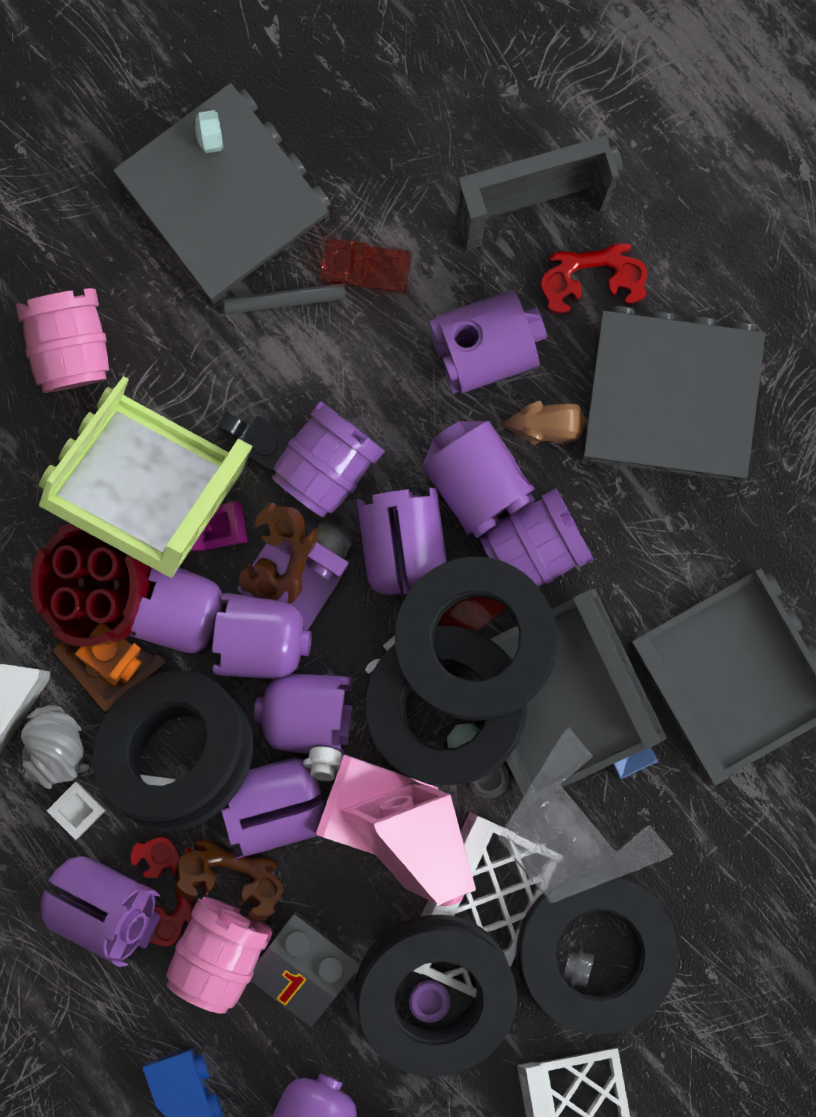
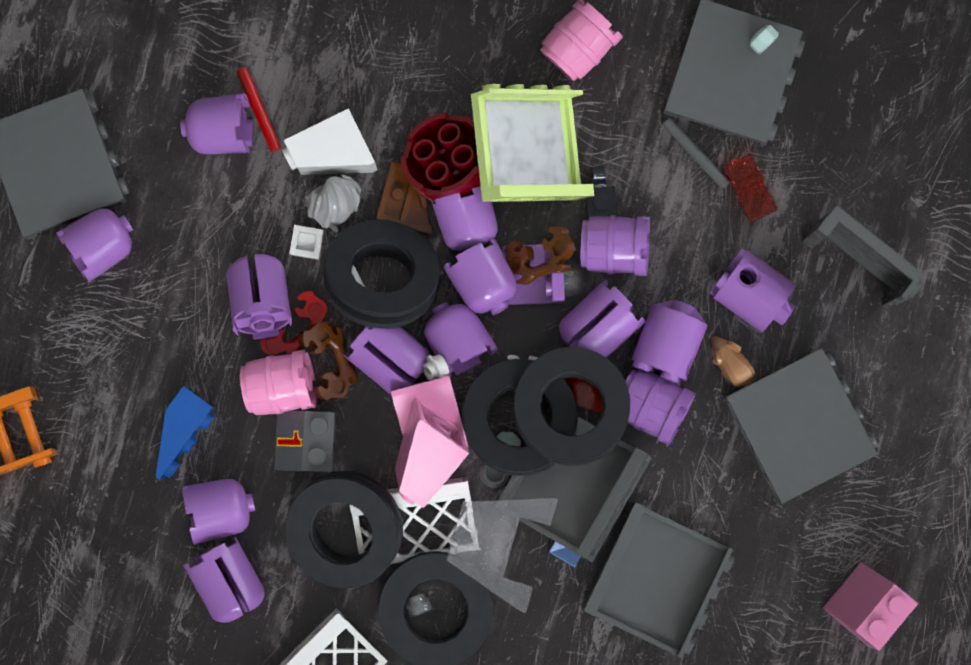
camera: 60 degrees right, 0 degrees up
(111, 660) = (409, 201): orange bracket -> none
(223, 529) = (533, 213): magenta bracket -> none
(429, 1001) = (338, 529): medium lavender tile -> none
(558, 285) = (855, 349): red helmet -> none

